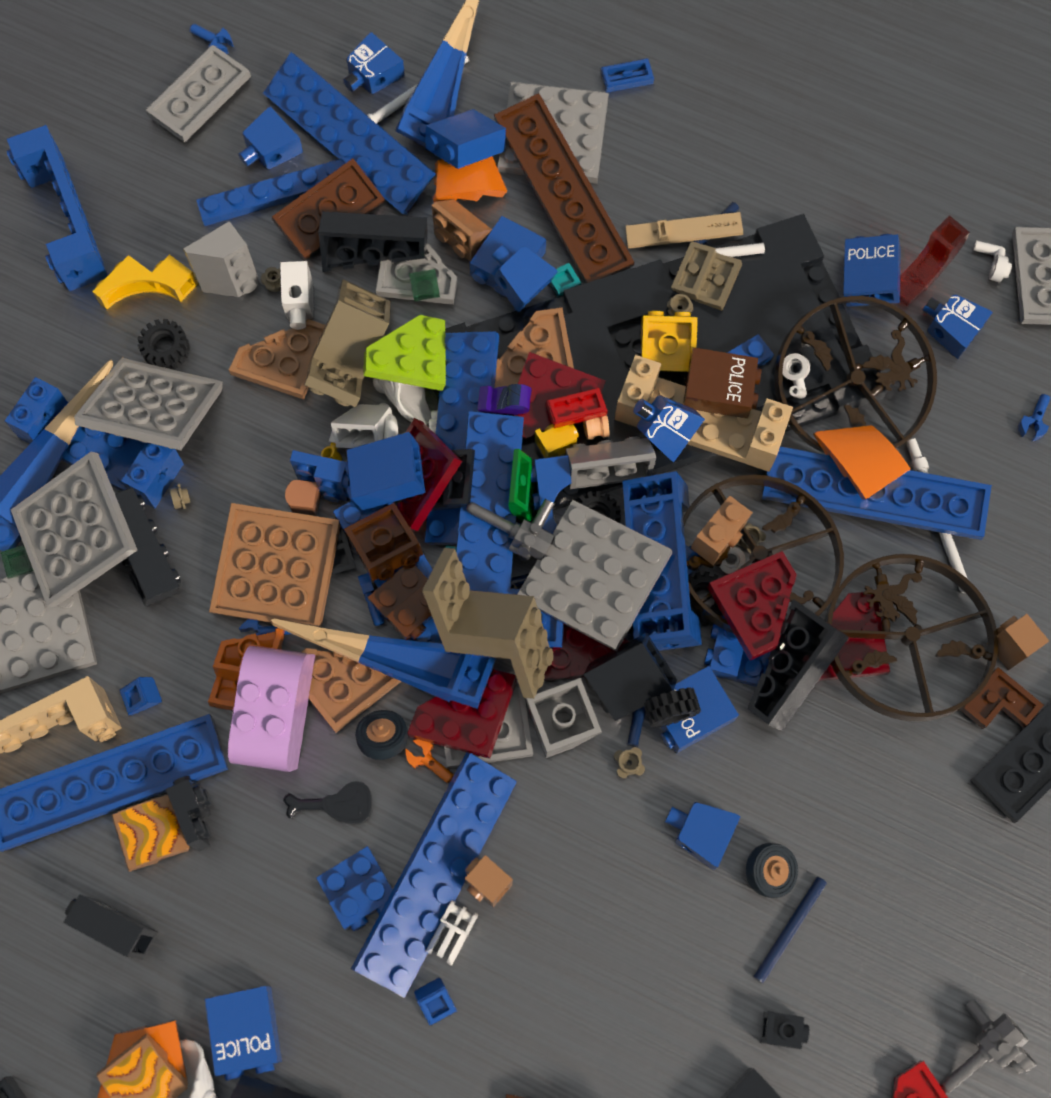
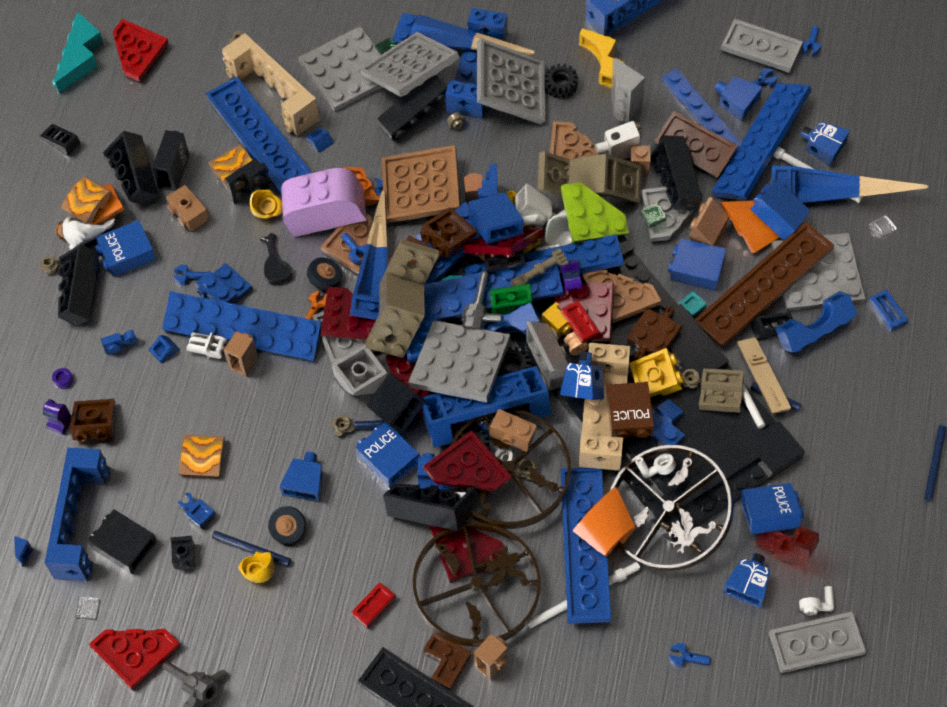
camera: 80 degrees right, 10 degrees down
(97, 993) = (132, 167): none -> black wedge
(201, 918) = (187, 208): none -> medium nougat brick
(236, 796) = (265, 204): none -> yellow hair
(251, 108) = (770, 82): none -> blue bar
(318, 936) = (183, 269): none -> blue bar
(327, 279) = (641, 156): none -> medium nougat brick
(355, 681) = (354, 248): none -> blue bar
(411, 1077) = (117, 342): none -> blue plate
(477, 406) = (557, 257): none -> dark tan piece
(511, 46) = (882, 227): none -> clear tile
(522, 275) = (677, 269): blue torso -> none
(603, 330) = (654, 332): none -> reddish brown plate
(614, 205) = (760, 327): none -> black slope
(623, 127) = (836, 311): none -> blue arch
(631, 974) = (201, 455): none -> slope
(672, 707) = (377, 427): black tyre -> none
(720, 341) = (669, 411): none -> blue slope
(722, 995) = (197, 512): none -> blue plate
(828, 925) = (257, 568): none -> yellow hair
(839, 91) = (935, 463): none -> dark blue bar
(908, 778) = (373, 604): none -> red plate

